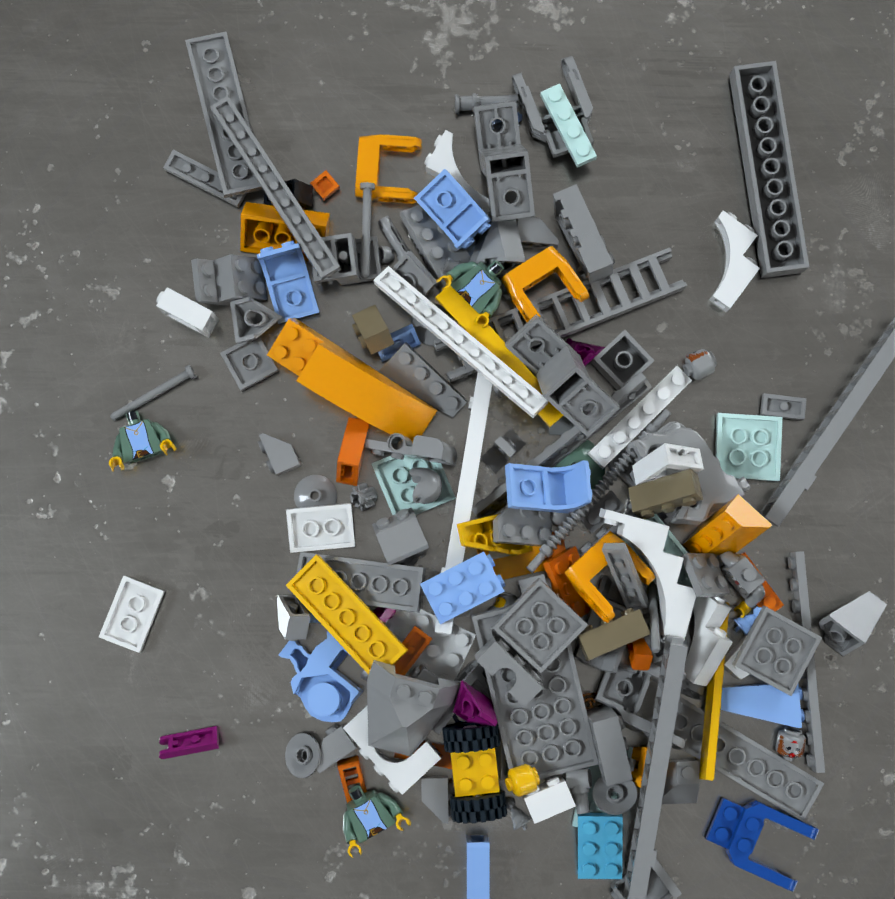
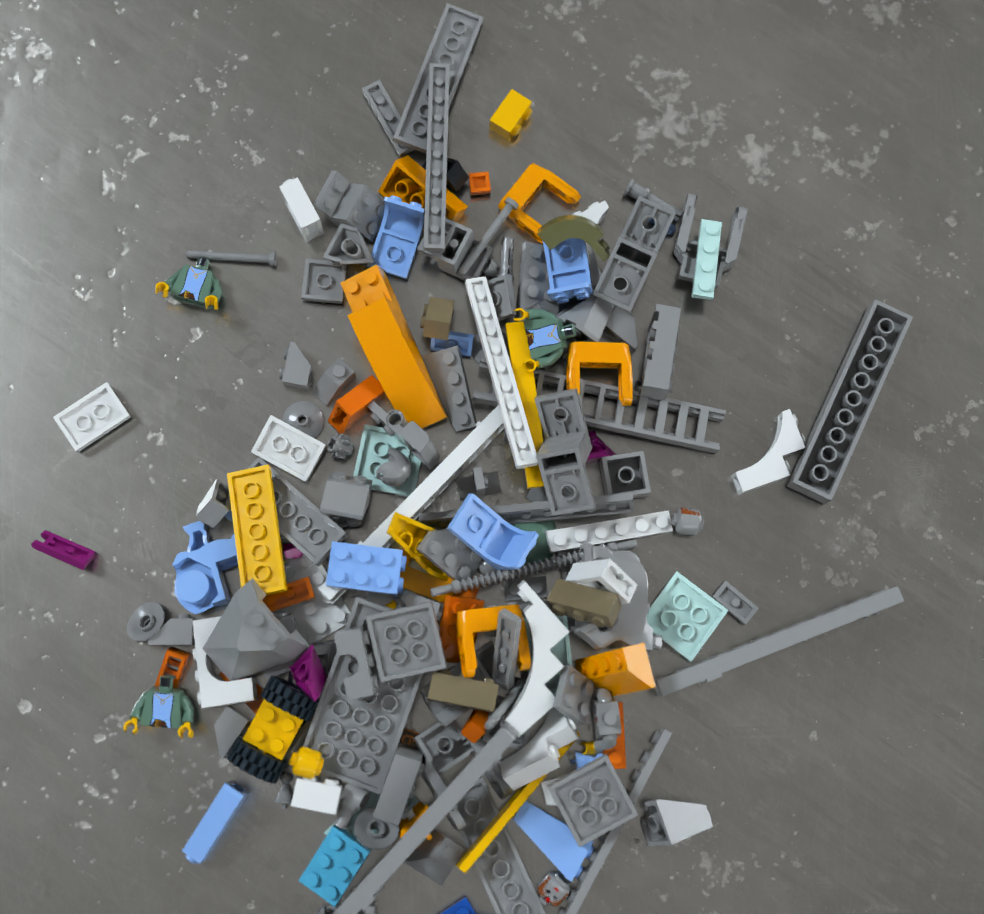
camera: 30 degrees right, 5 degrees down
(310, 106) = (510, 115): none -> yellow brick
(319, 444) = (333, 381): none -> light grey slope
(437, 174) = (574, 227): none -> olive arch

